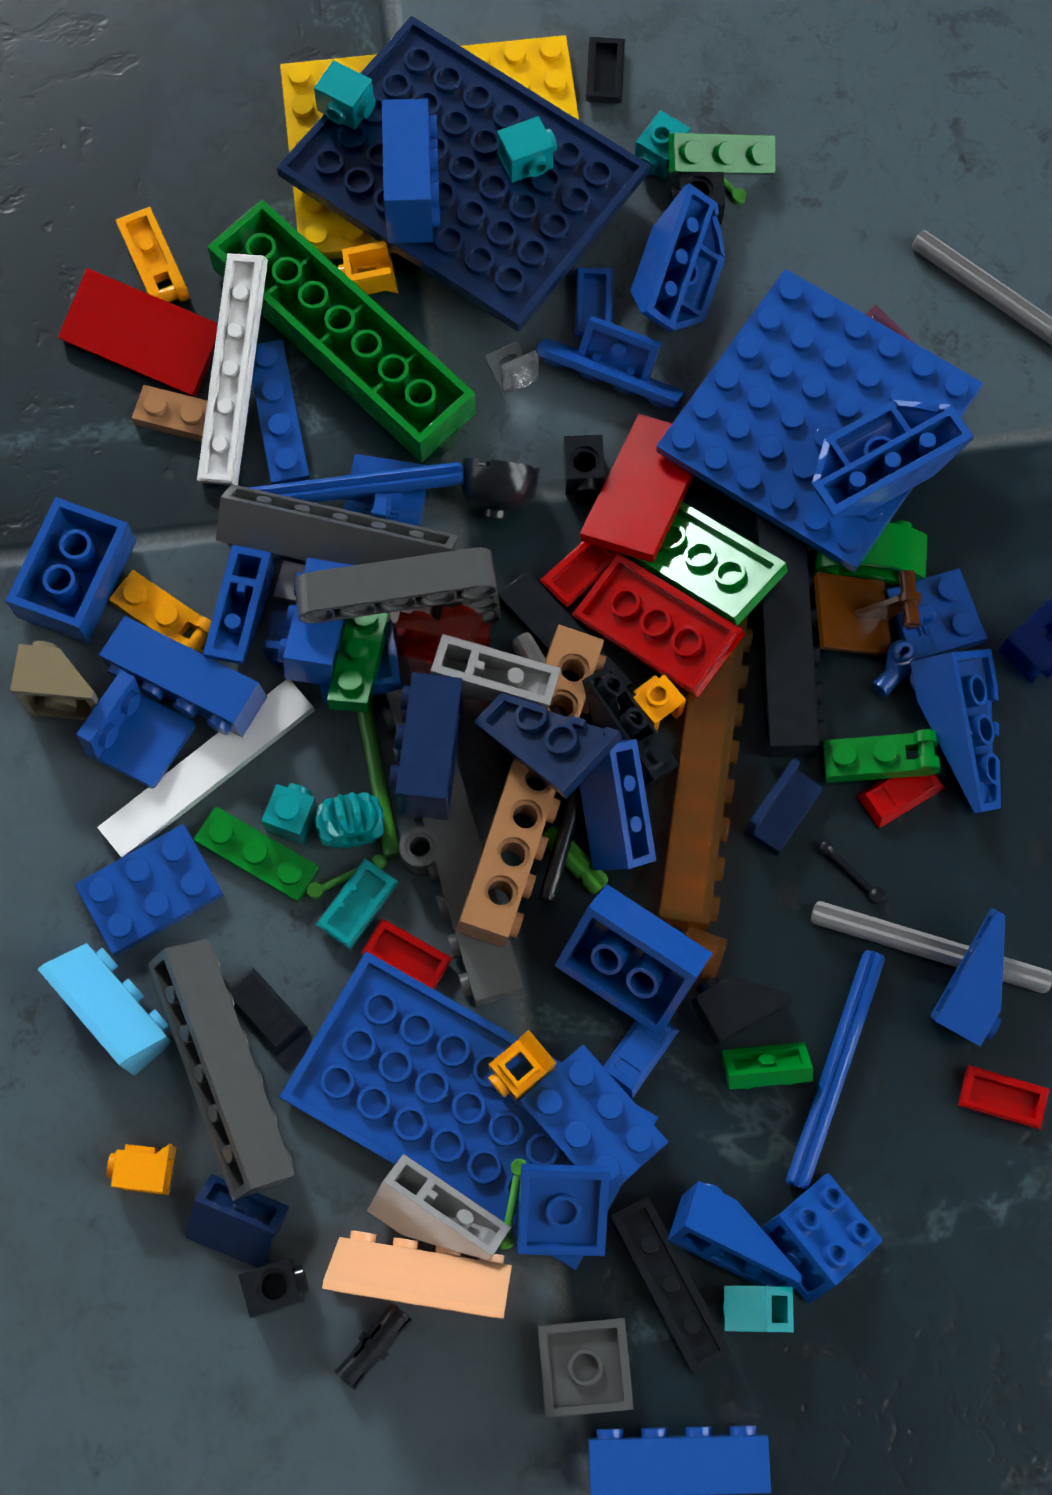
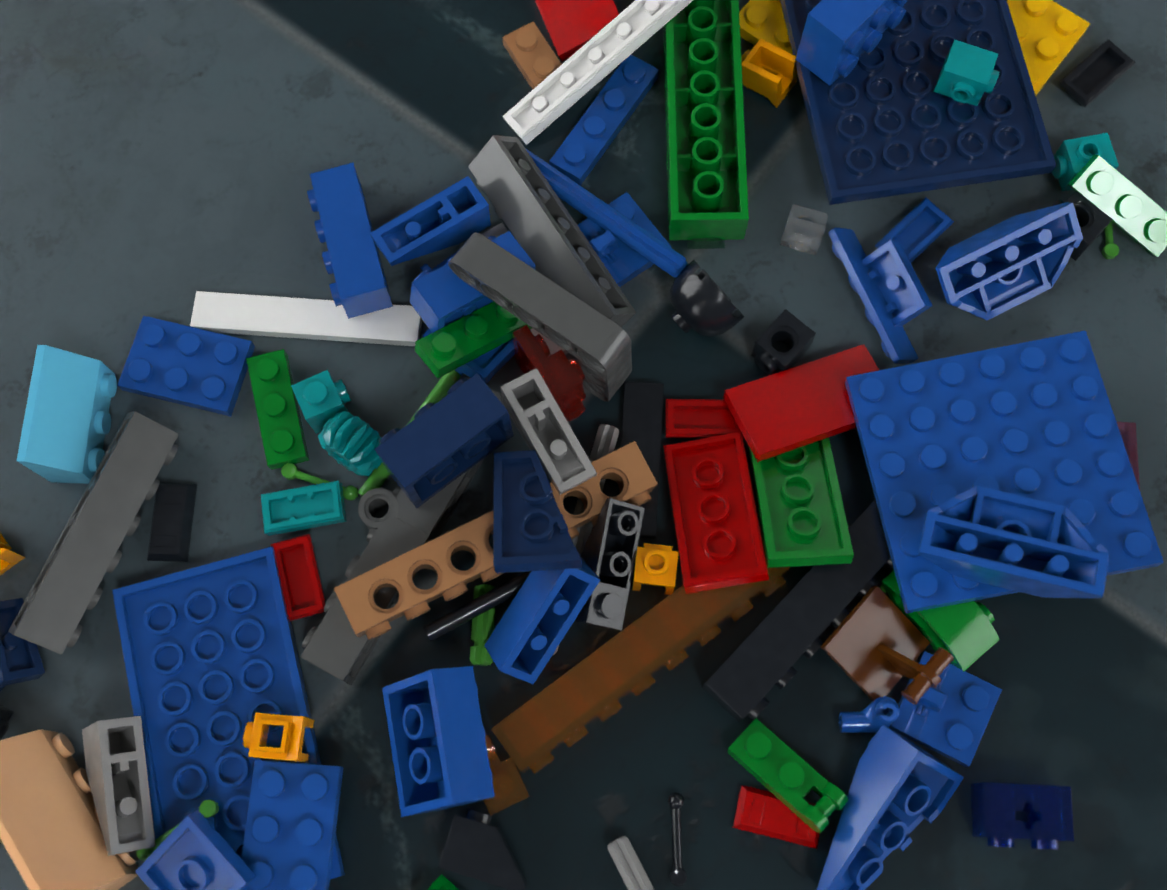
camera: 50 degrees right, 0 degrees up
(50, 684) = (261, 166): dark tan slope -> none
(71, 570) = (354, 102): blue brick -> none
(134, 732) = (281, 247): blue bracket -> none
(160, 611) = (385, 180): light orange plate -> none
(638, 1055) = (376, 815): blue tile -> none
(783, 809) = (673, 739): dark blue panel -> none

